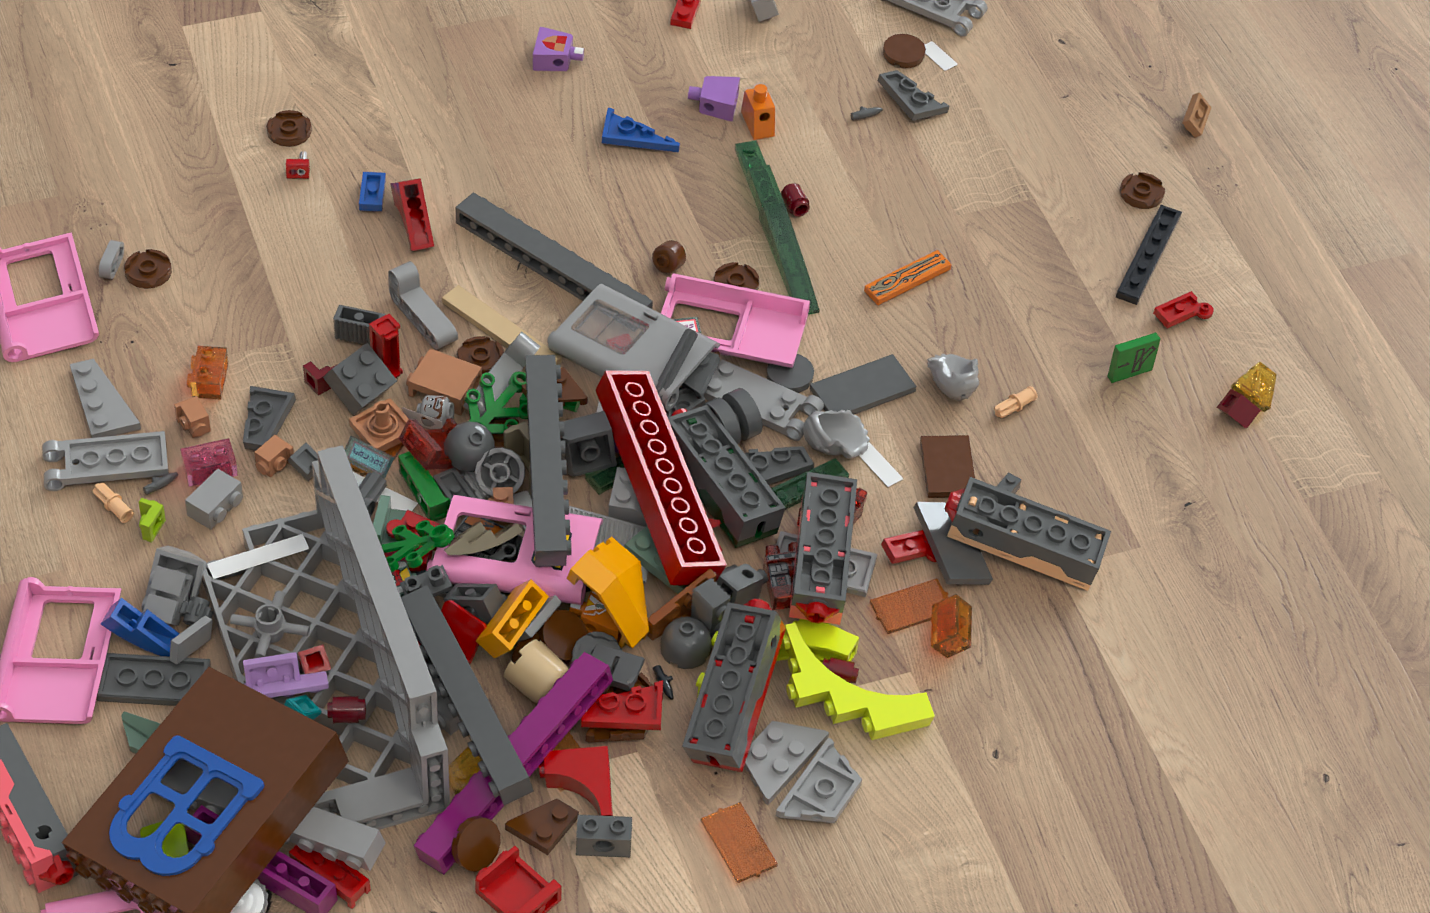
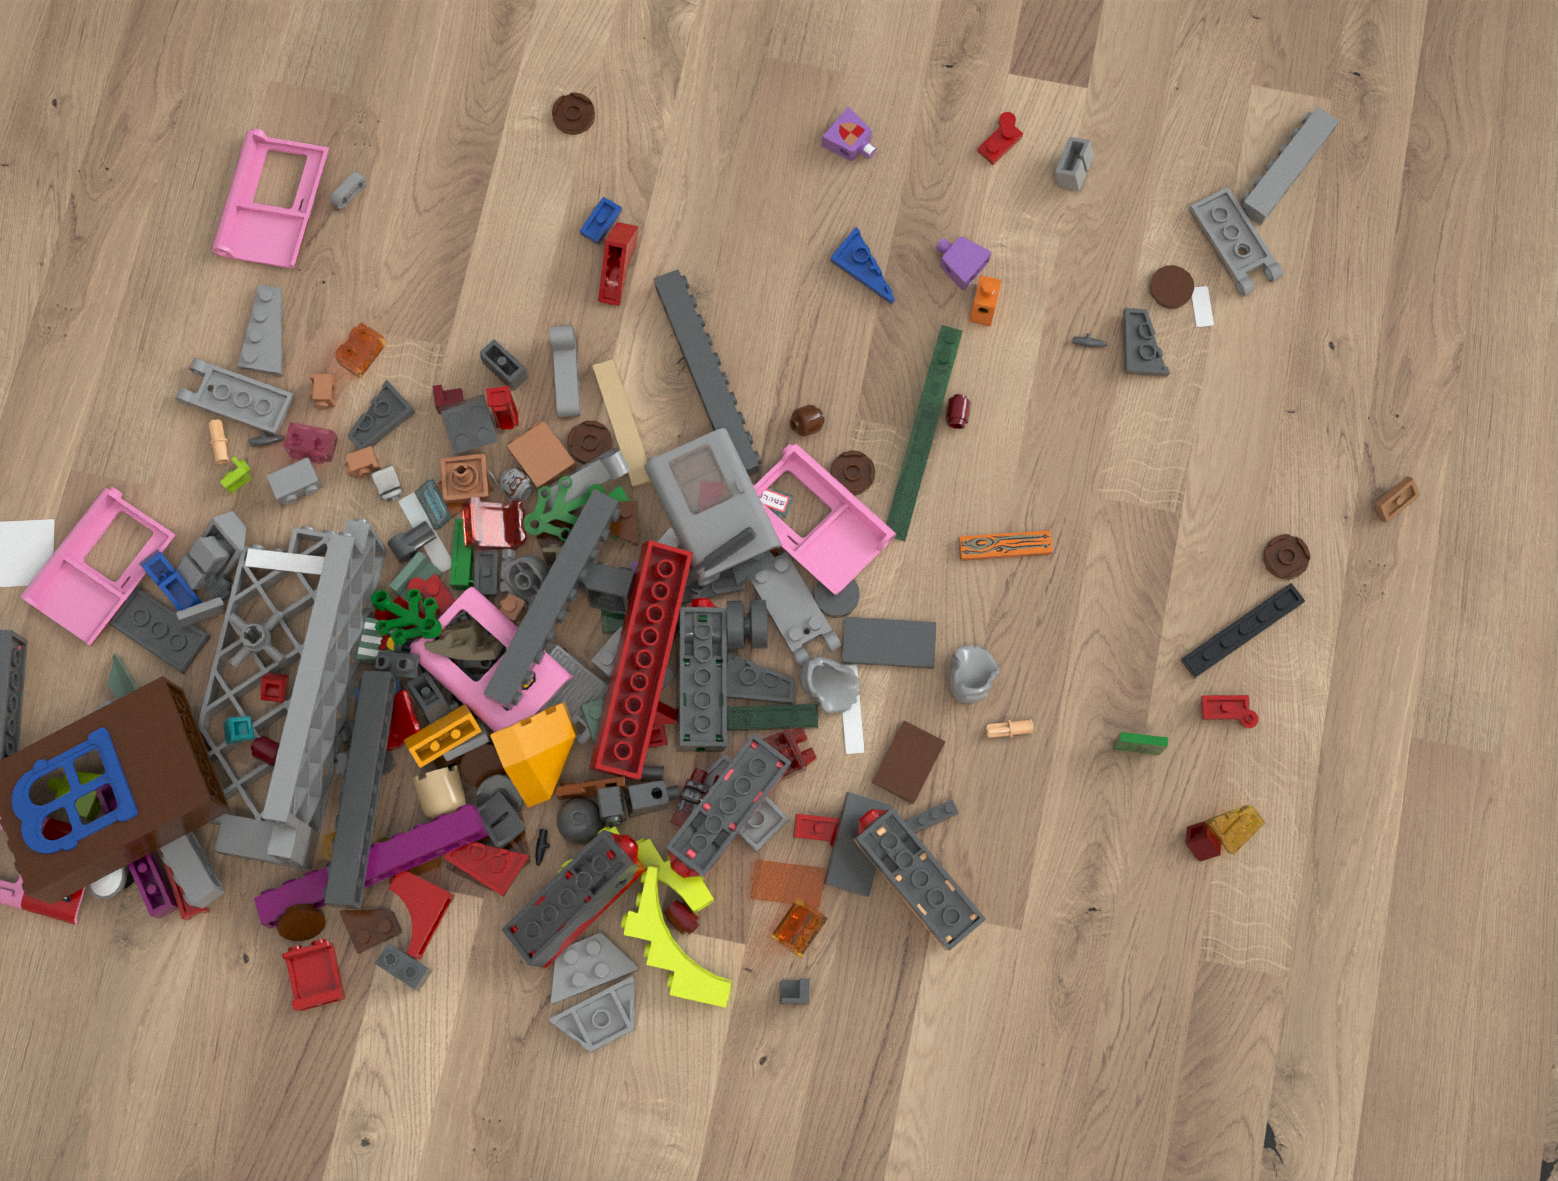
camera: 35 degrees right, 25 degrees up
(148, 269) = (375, 212): reddish brown tile -> none
(281, 677) = (229, 694): lavender bracket -> none
(298, 168) = (554, 163): red piece -> none
(467, 445) = (513, 541): dark grey cylinder -> none
(739, 842) = (508, 1026): clear orange piece -> none
(987, 683) = (794, 992): none -> dark grey panel

